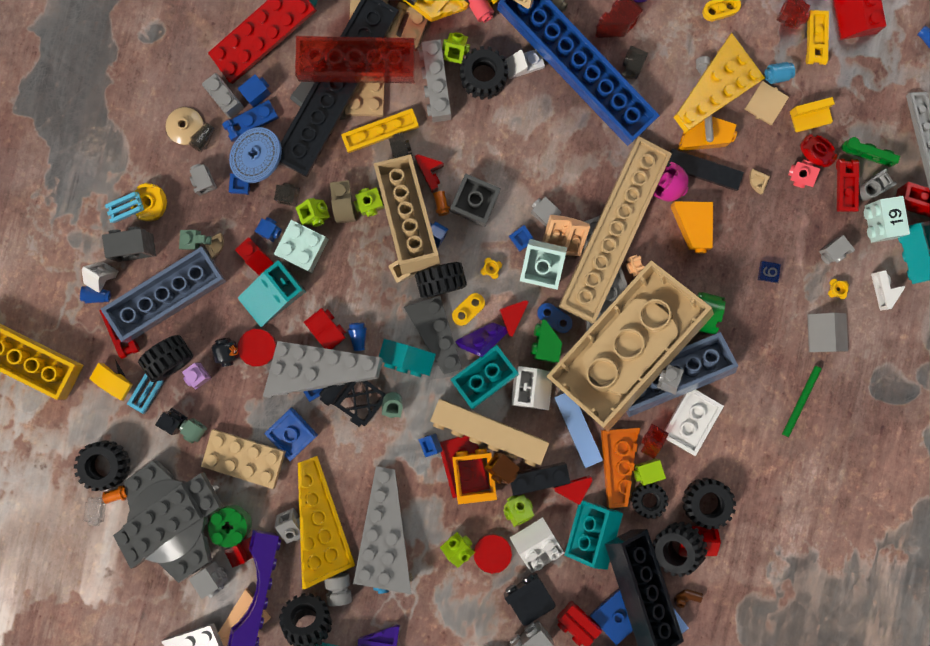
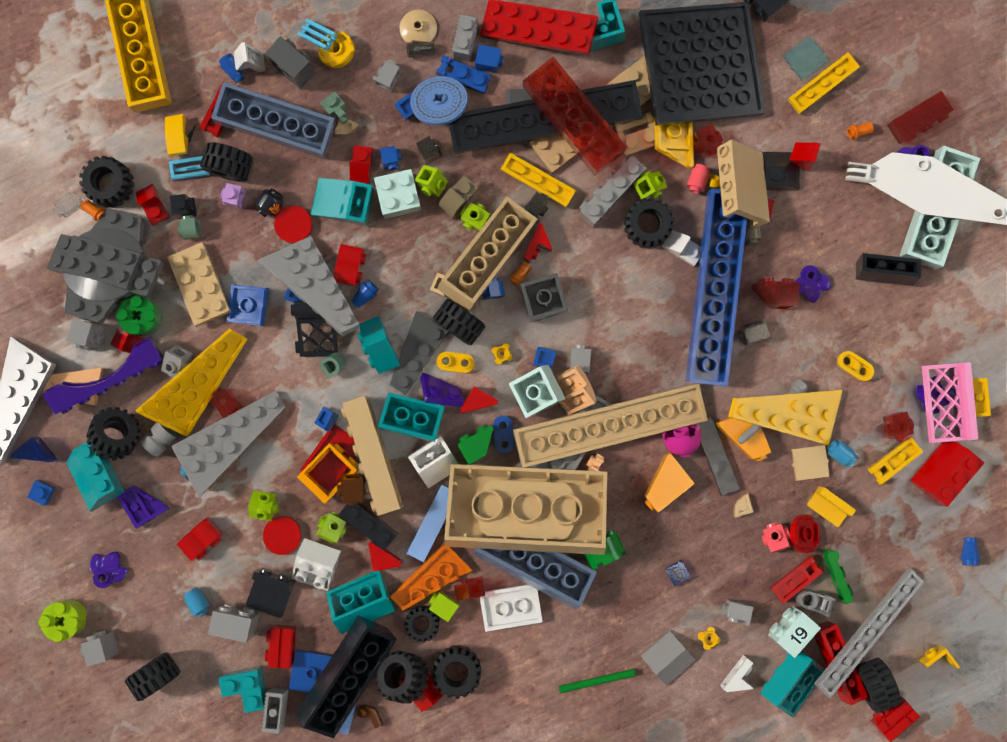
camera: 50 degrees right, 0 degrees up
(150, 445) = (152, 205): none -> red slope
(358, 509) = (231, 406): none -> clear red brick
(443, 620) = (200, 539): none -> red brick
(670, 379) = (525, 562): light grey brick -> none

